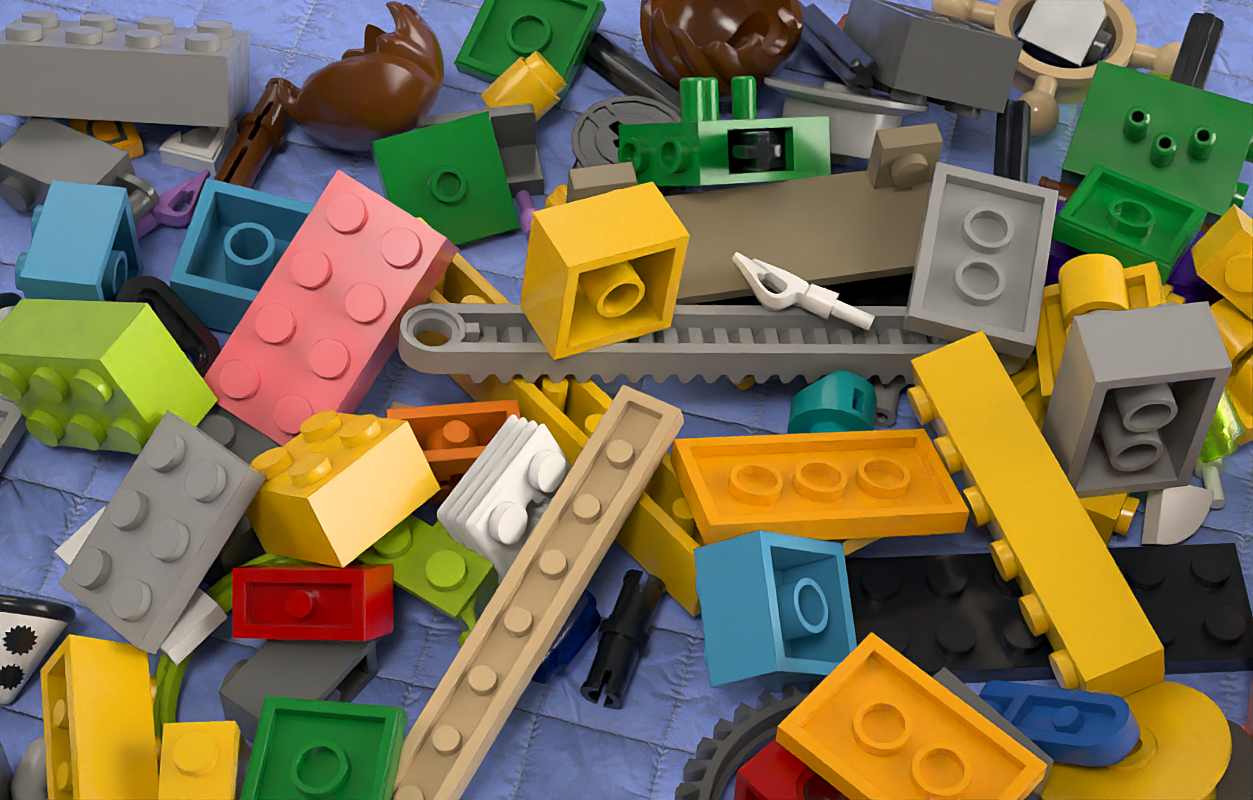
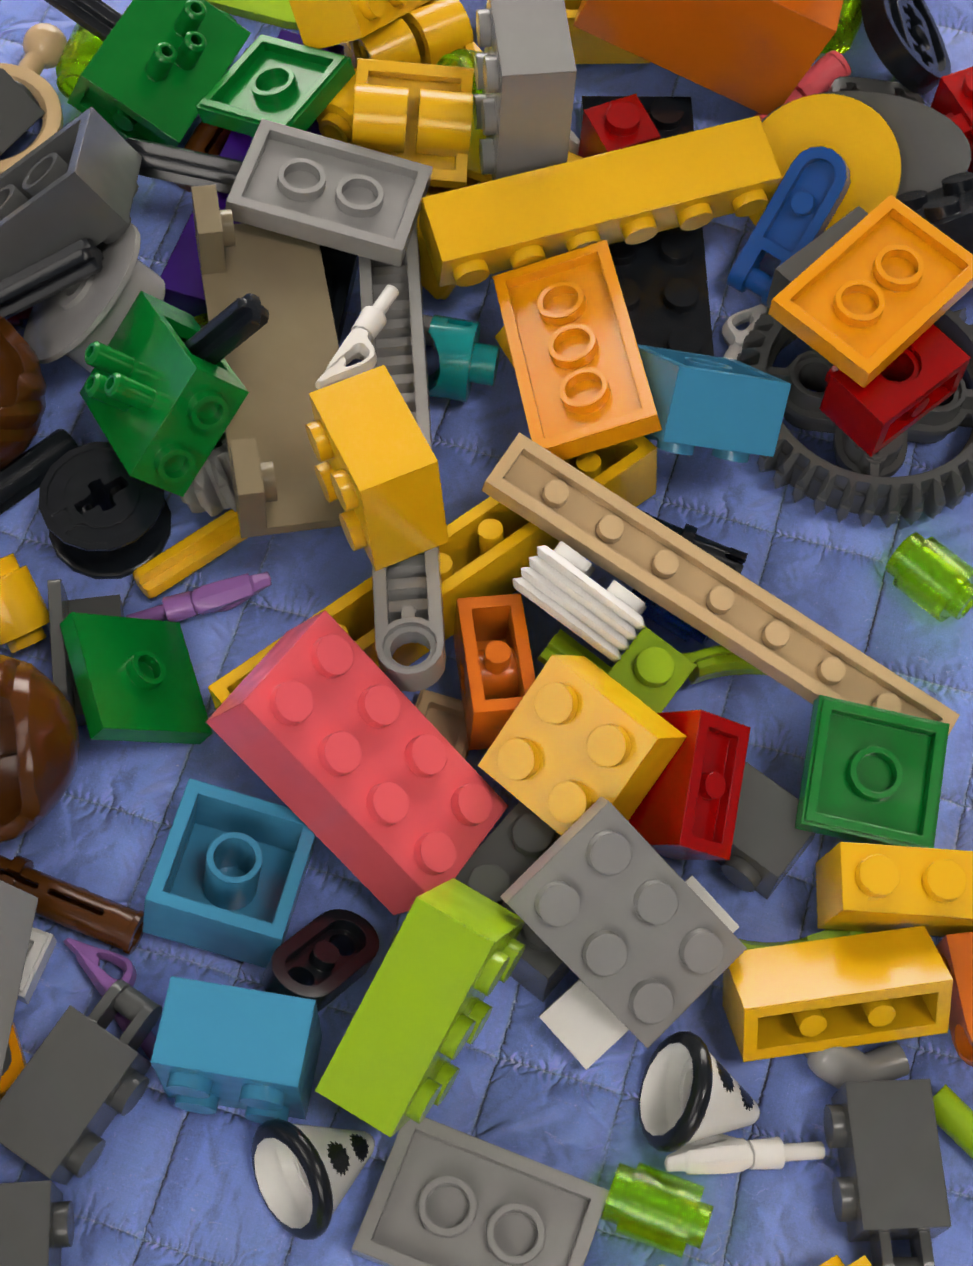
camera: 90 degrees left, 10 degrees up
(1141, 539) = (615, 126): none -> red brick

